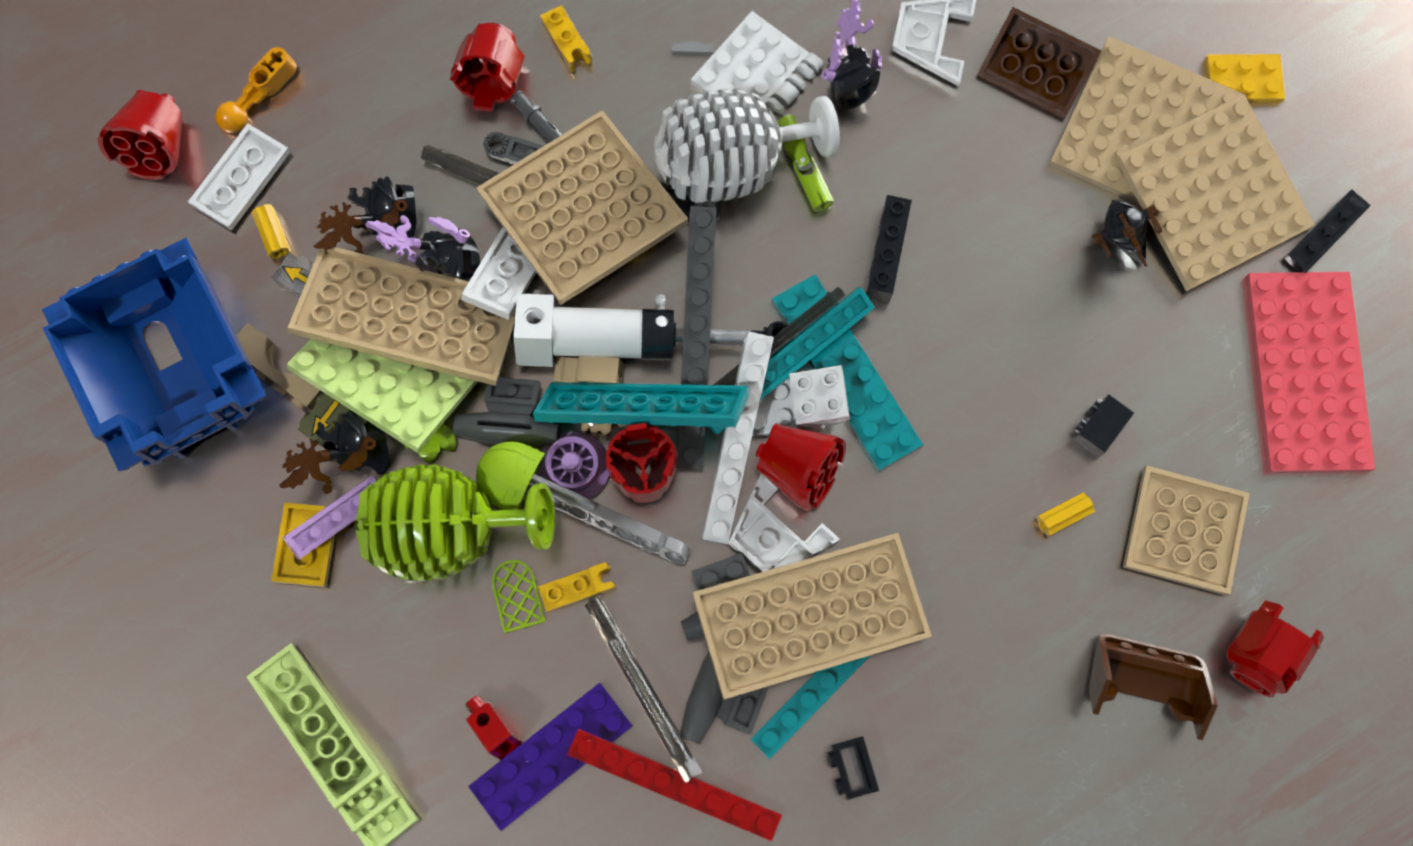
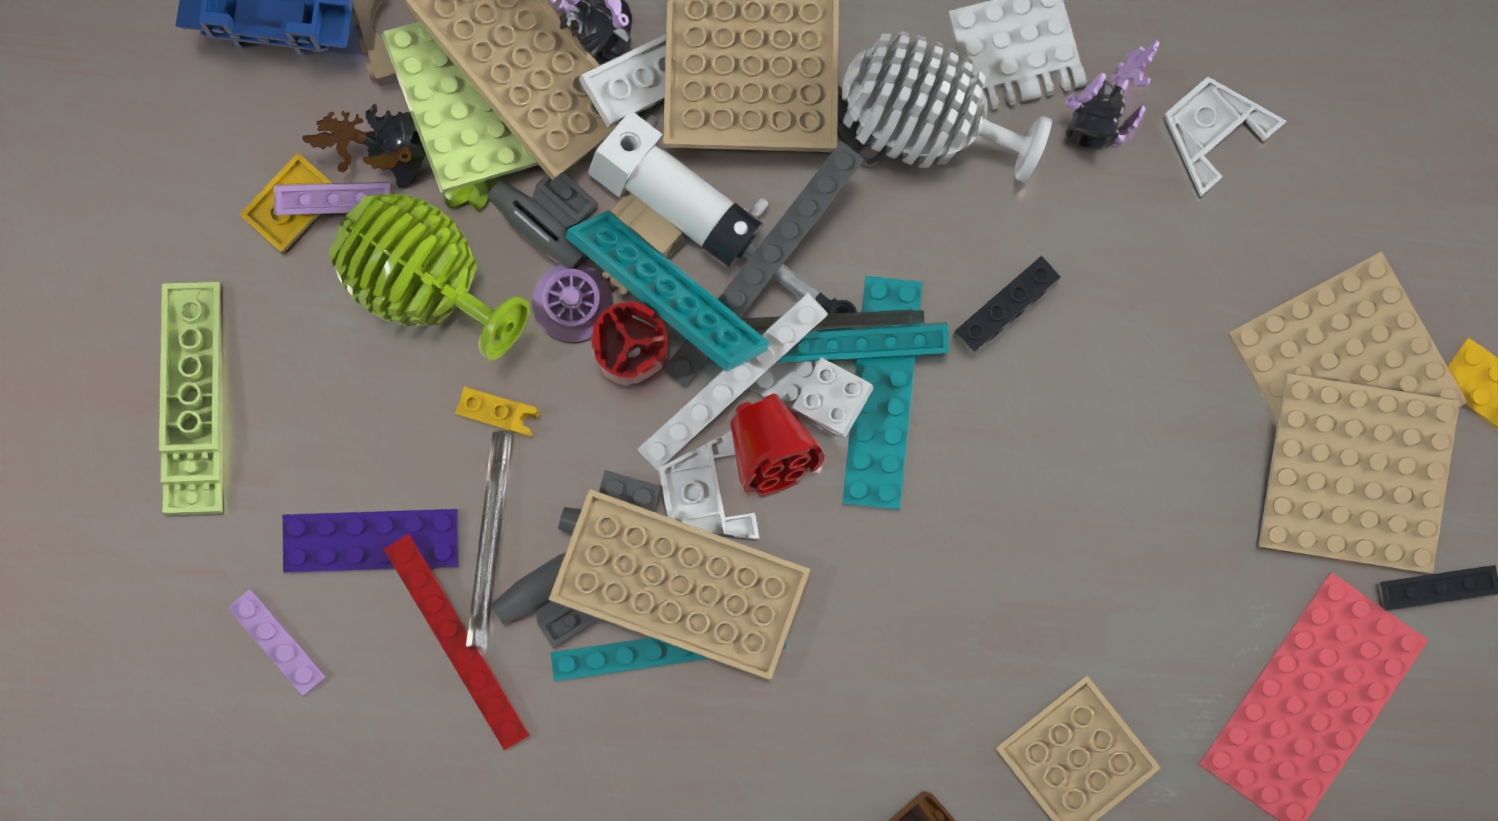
camera: 40 degrees right, 5 degrees up
(324, 411) = (385, 96): olive brick -> none
(496, 735) = (336, 480): red torso -> none
(512, 469) = (510, 268): piece -> none
(515, 589) = (454, 400): lime window -> none
(813, 184) = (986, 196): lime piece -> none
(853, 768) = (618, 741): black window -> none
(1039, 62) = (1294, 229): reddish brown slope -> none
(1065, 514) = (979, 664): yellow axle -> none
(1102, 426) = (1076, 610): black brick -> none
(1127, 229) = (1241, 446): black helmet -> none

